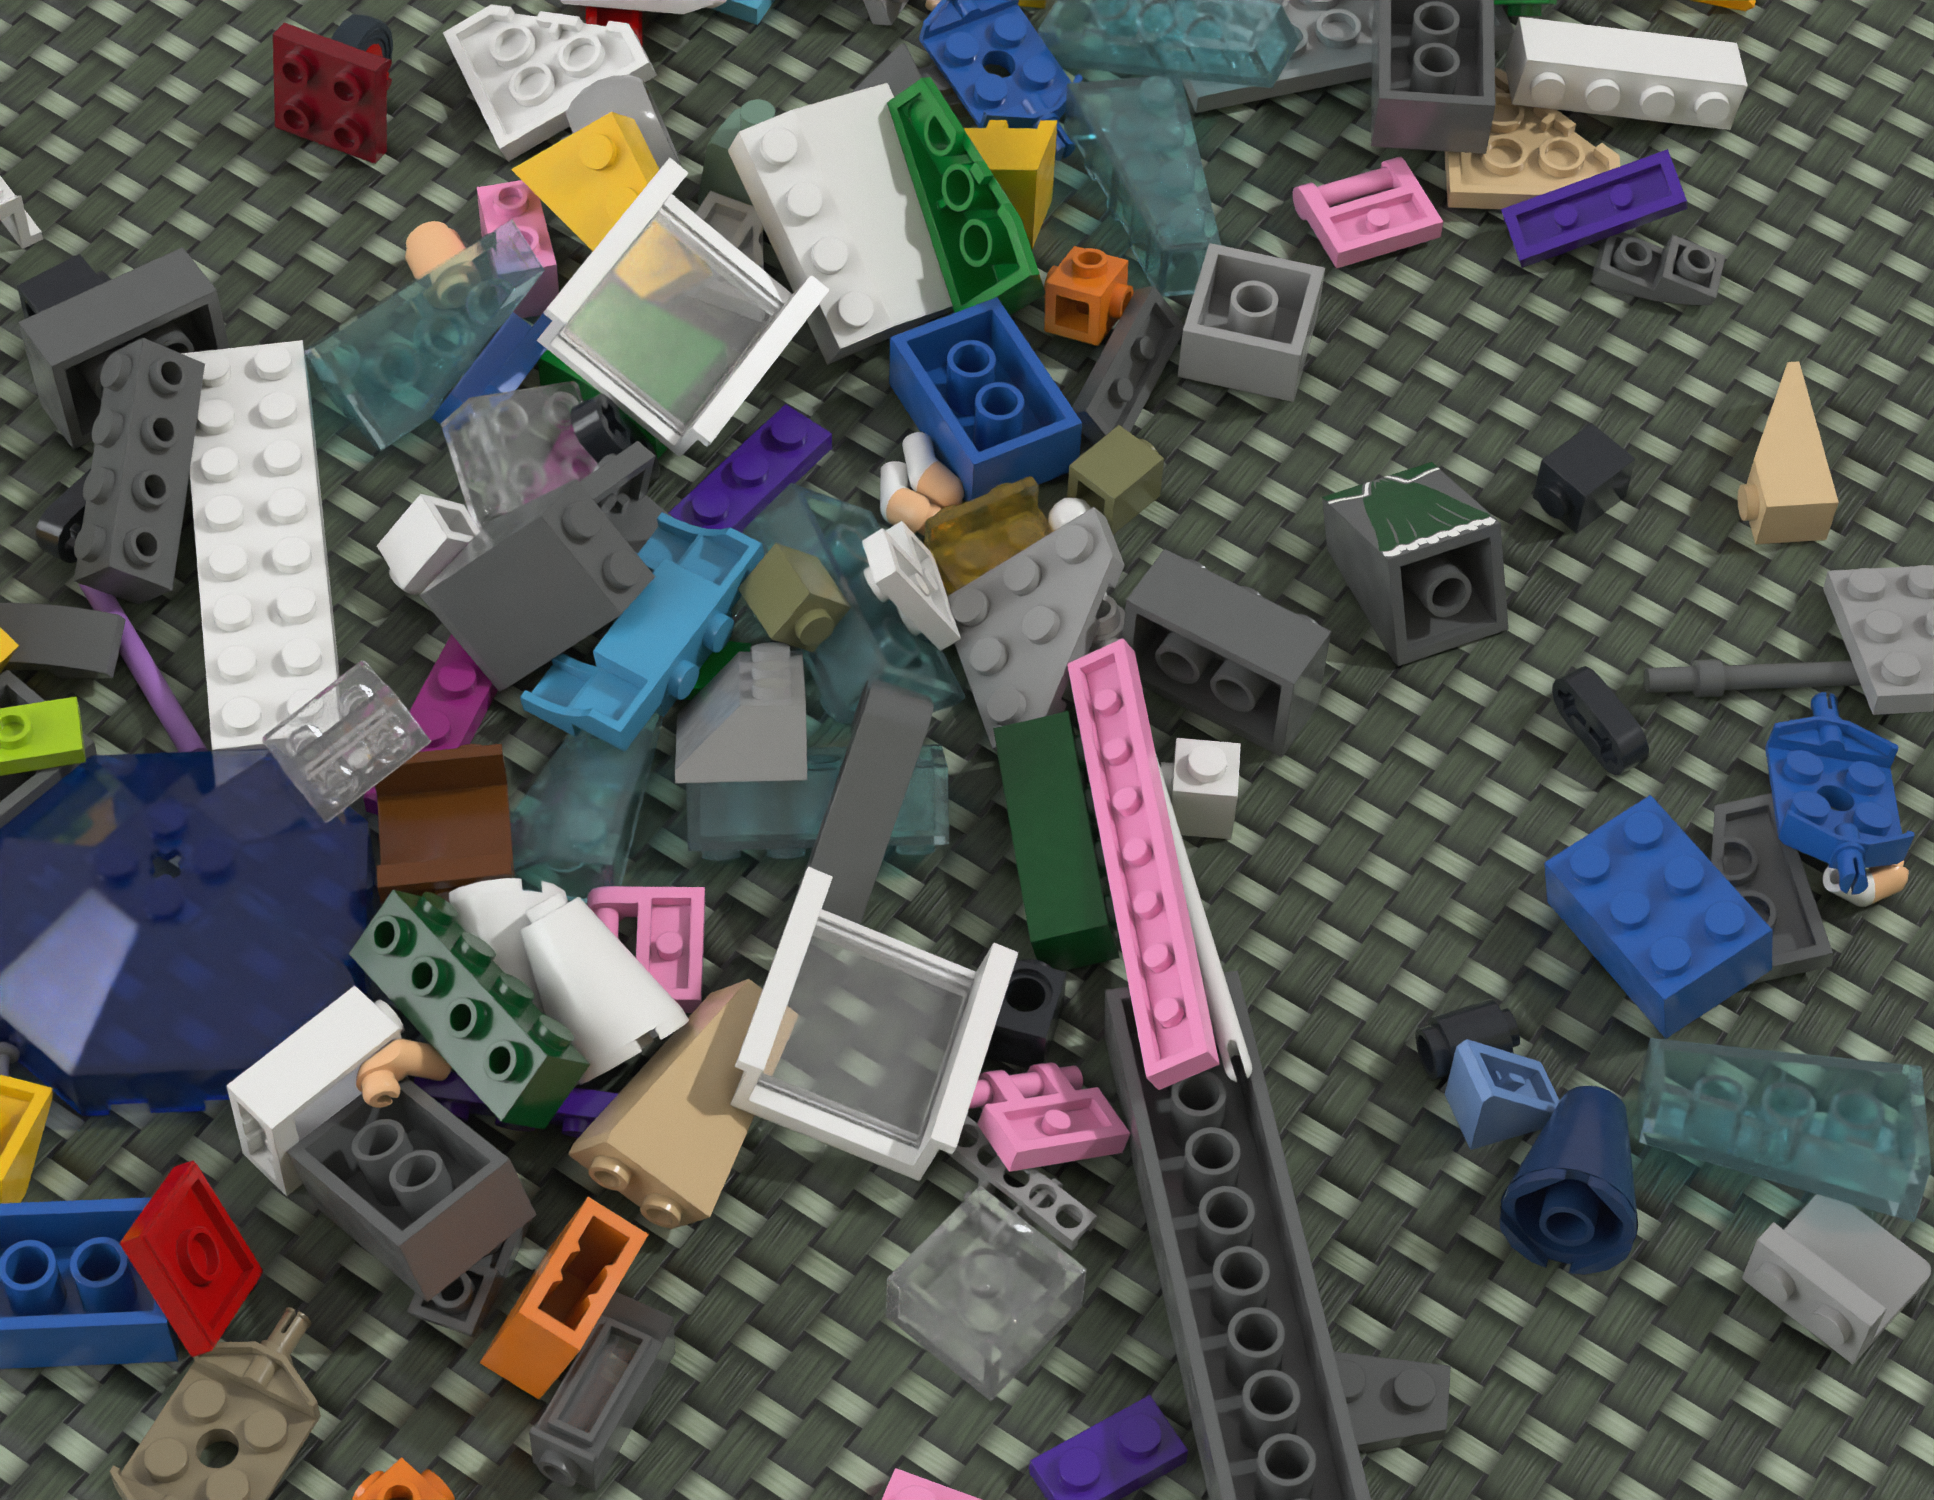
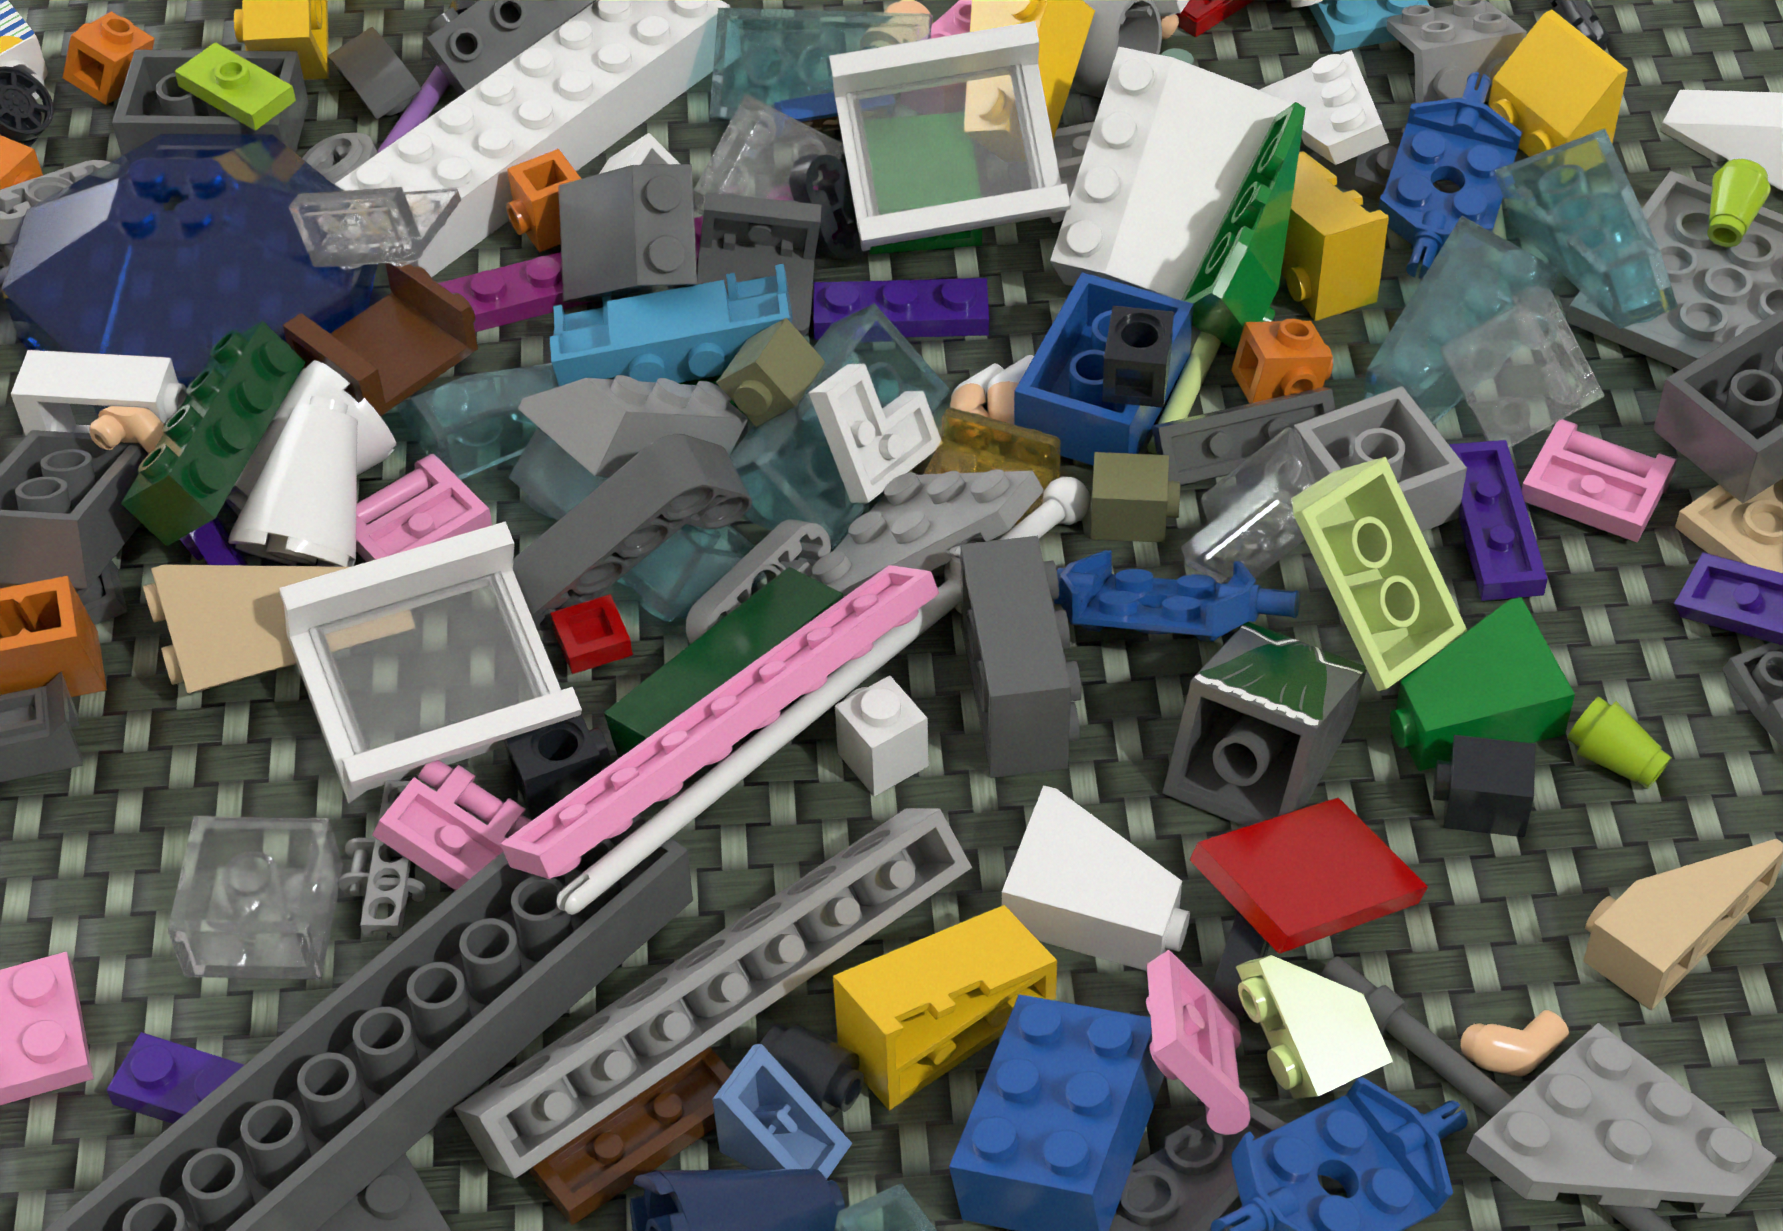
camera: 55 degrees right, 5 degrees down
(148, 717) = (340, 154): none -> light grey gear
(387, 619) = (536, 197): none -> orange brick
(848, 57) = (1338, 106): none -> white wing
(905, 906) = (591, 634): none -> red plate
(972, 767) = (735, 586): none -> light grey beam
(1040, 364) = (1137, 356): none -> black brick
(1219, 411) = (1253, 511): none -> clear bracket
(1253, 164) = (1522, 369): none -> clear bracket
(1262, 520) = (1165, 606): none -> blue plate
(1354, 1052) = (711, 991): none -> light grey brick
(1363, 300) = (1498, 524): none -> dark purple plate
(1375, 387) = (1378, 569): none -> yellowish green slope
(1426, 1184) = (633, 1138): none -> reddish brown plate
(1458, 763) = (1092, 888): none -> white slope
(1486, 916) = (938, 1000): none -> yellow wedge
(1499, 416) = (1484, 685): none -> green slope
(1575, 630) = (1308, 874): none -> red tile
(1609, 383) = (1617, 742): none -> lime cone
(1683, 796) = (1196, 1041): none -> bright pink plate
(1711, 723) = (1315, 1026): none -> yellowish green slope
(1802, 632) = (1511, 1049): none -> light nougat arm

